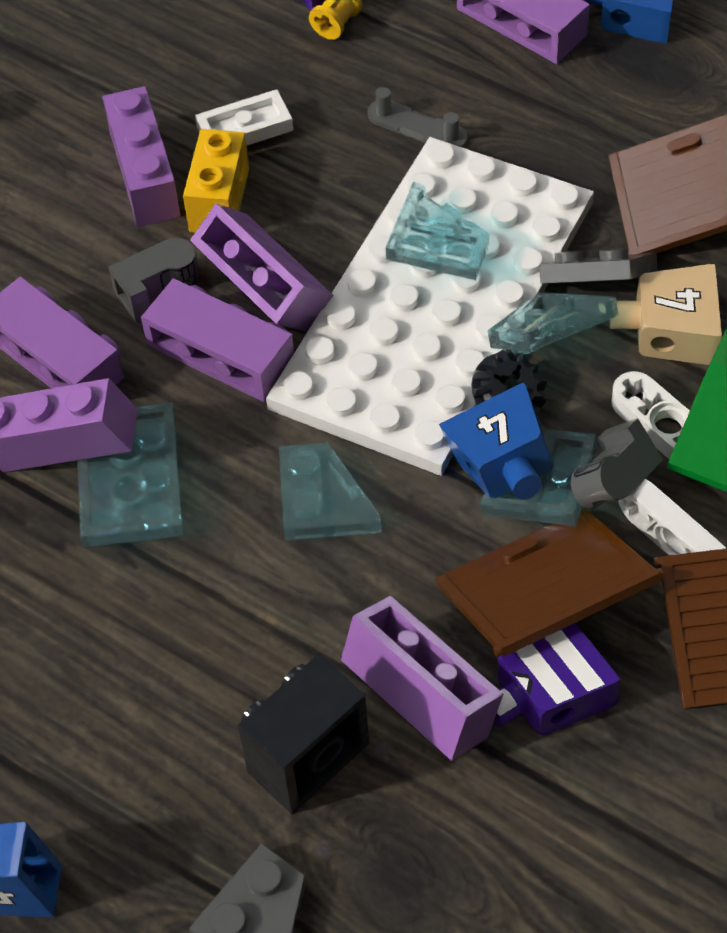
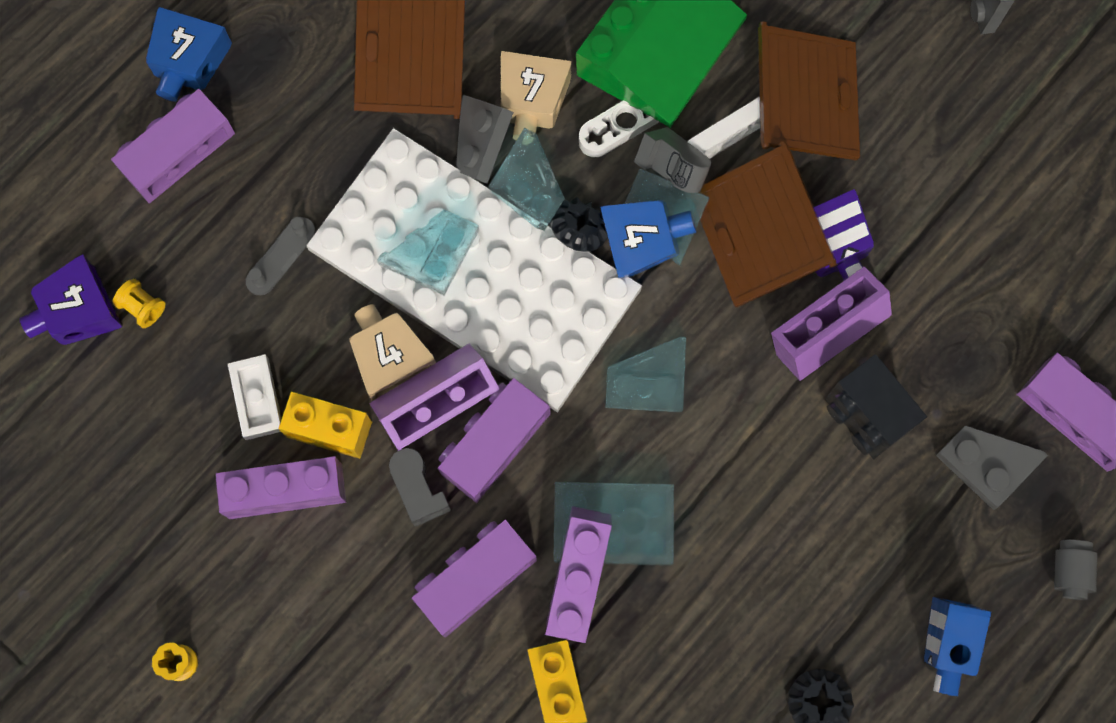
camera: 85 degrees left, 20 degrees up
(312, 222) = (387, 351): none -> tan torso

